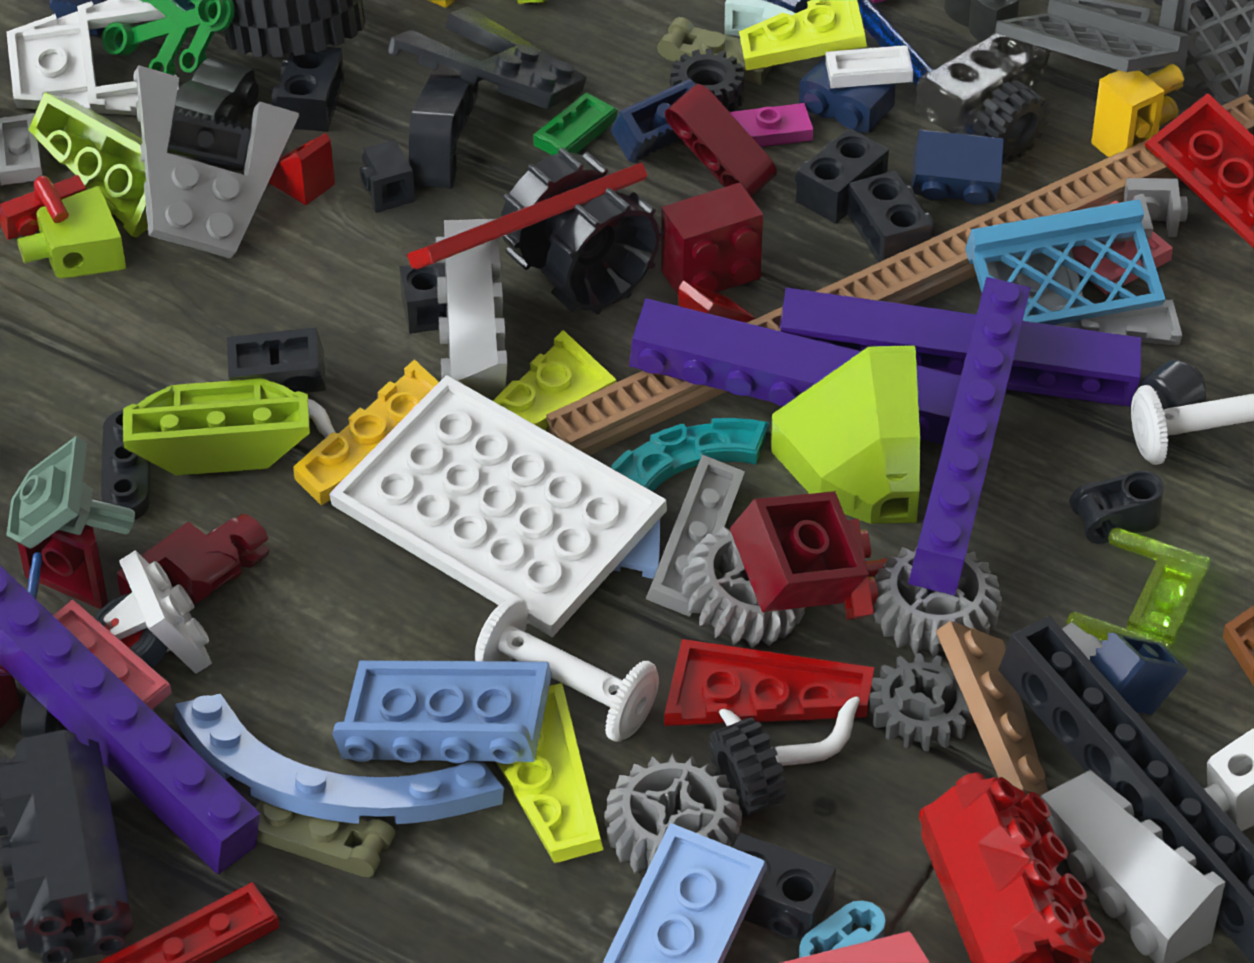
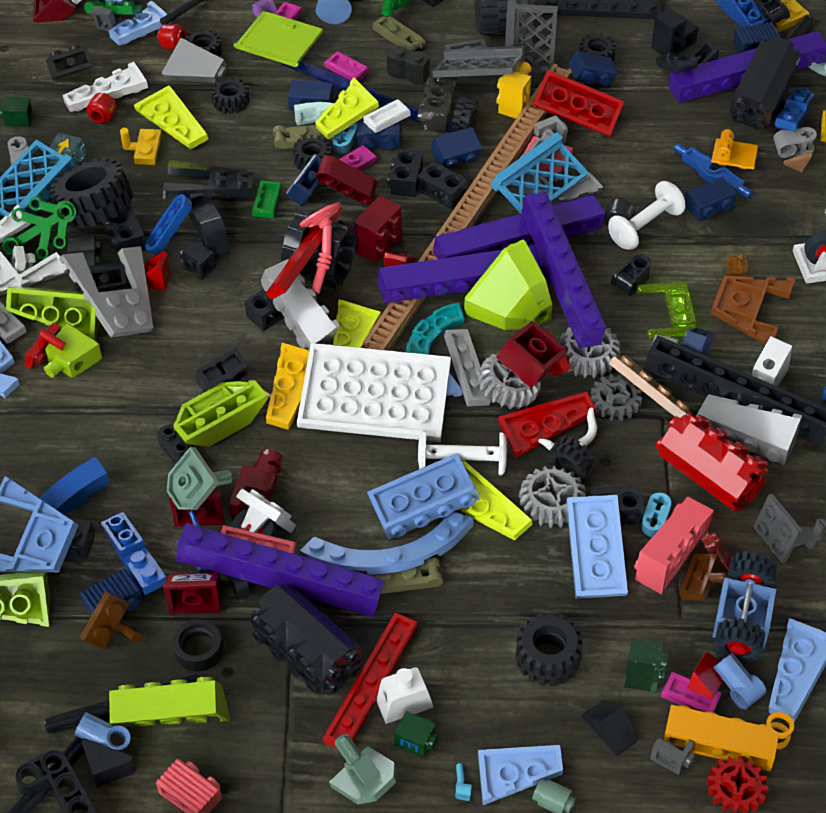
camera: 30 degrees left, 5 degrees up
(114, 66) = (20, 260): none -> white tile
(377, 100) = (168, 224): none -> blue plate
(583, 167) = (323, 220): none -> coral dish
(781, 82) = (349, 138): none -> medium azure beam

